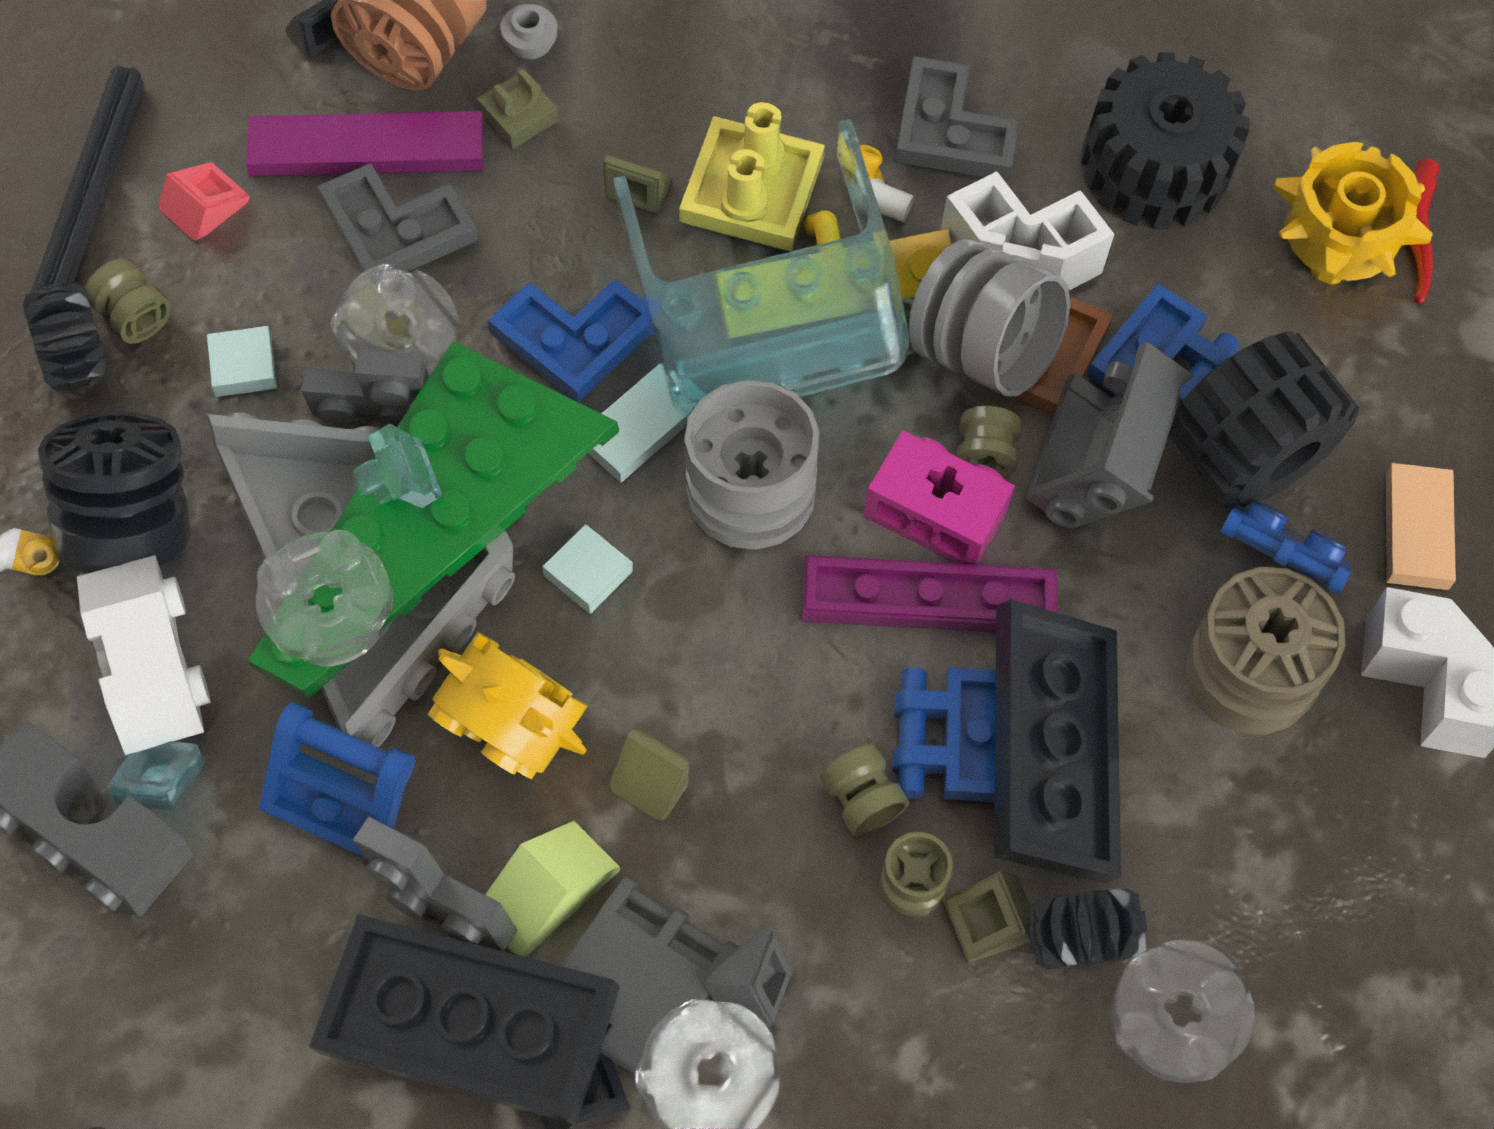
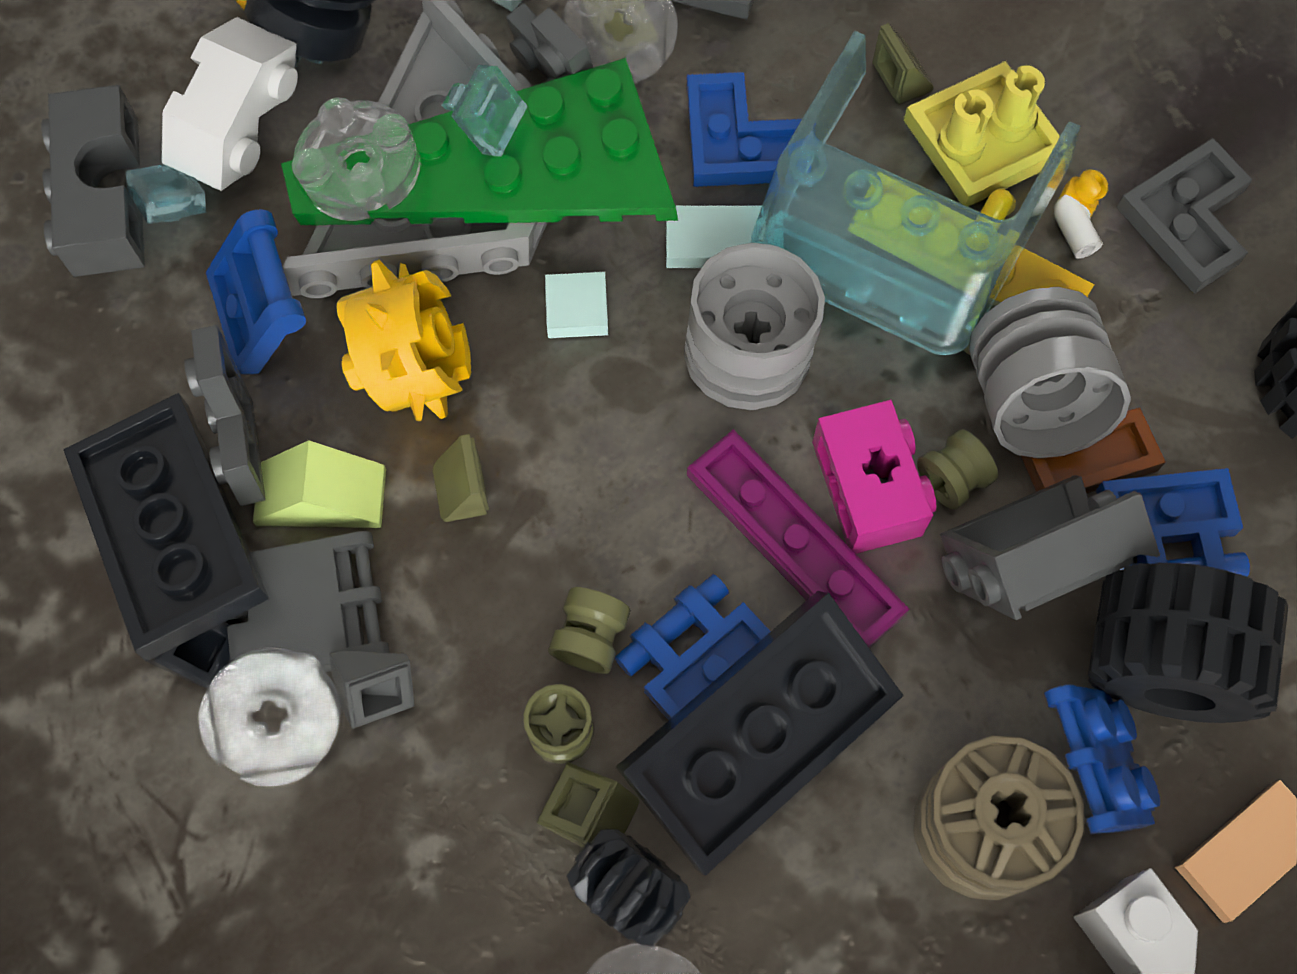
camera: 50 degrees right, 5 degrees up
(1060, 238) = (1165, 366): white brick -> none

